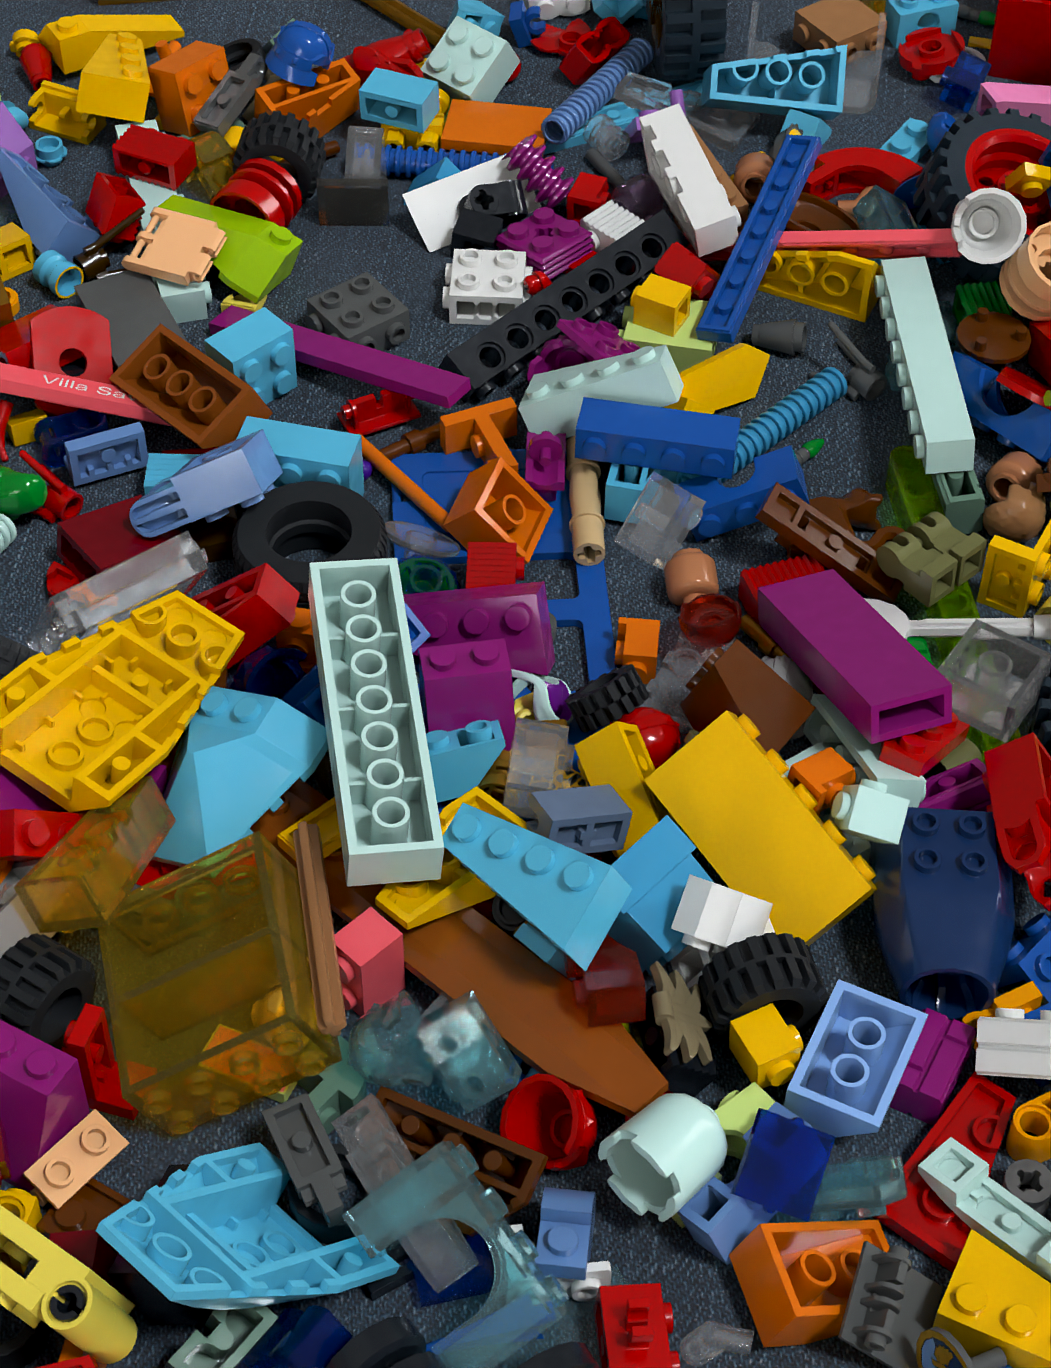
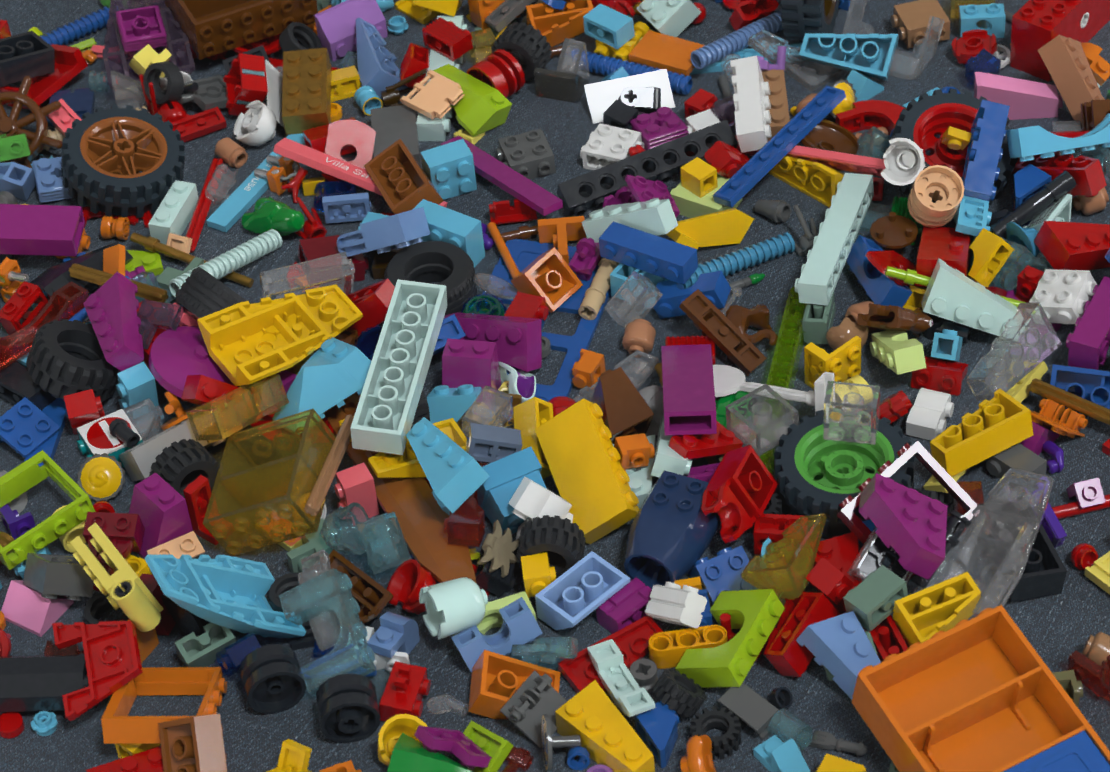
camera: 25 degrees right, 5 degrees down
(308, 1155) = (282, 569): dark grey hinge -> none
(539, 172) = (673, 85): magenta piece -> none
(607, 698) = (551, 387): black tyre -> none
(710, 620) = (631, 359): clear red hair -> none
(783, 1165) = (507, 625): clear blue piece -> none
(810, 476) = (737, 291): none -> clear hinge
(870, 812) = (644, 468): light aqua brick -> none
(932, 558) = (782, 349): olive legs -> none

